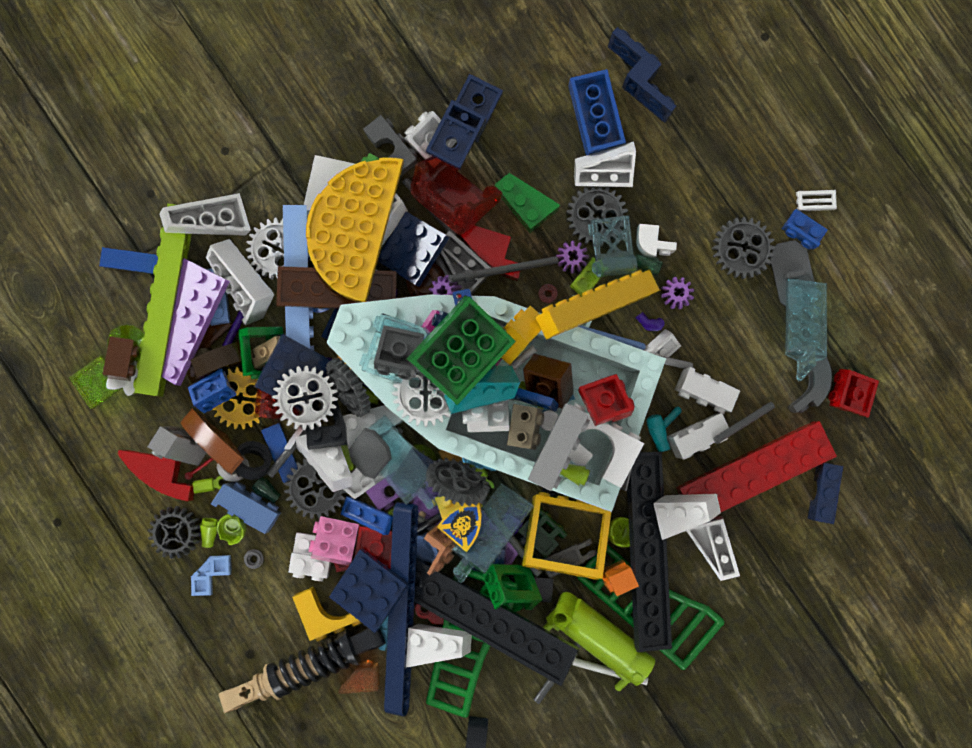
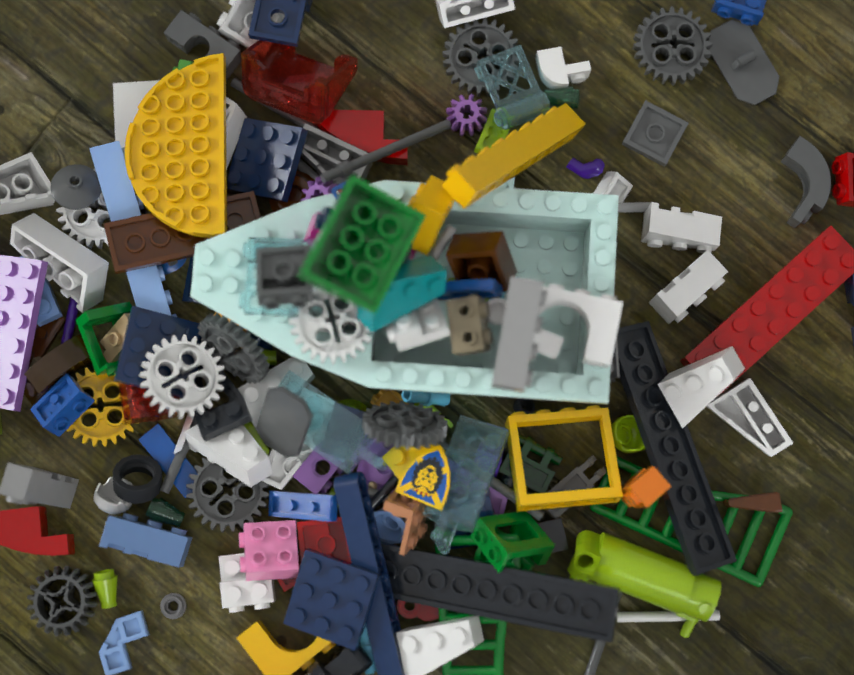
camera: 15 degrees left, 5 degrees down
(189, 475) = (62, 524): red hinge -> none
(206, 485) = (87, 528): lime bar -> none
(212, 441) = (79, 467): dark orange slope -> none
(231, 529) = (134, 574): lime hair -> none
(265, 237) = (75, 196): none -> dark grey dish
(525, 202) = (391, 65): green wedge -> none
(552, 289) = (444, 162): clear red plate -> none
(576, 474) = (549, 366): lime cone -> none
(606, 400) = (560, 262): red plate -> none
(658, 426) = (635, 295): teal piece -> none
(679, 300) = (615, 128): medium lavender gear -> none
(703, 610) = (759, 502): none -> reddish brown slope
(709, 311) = (655, 133): none -> dark grey plate
(743, 423) = (735, 258): dark grey bar -> none
(806, 324) = (777, 113): clear light blue hinge -> none

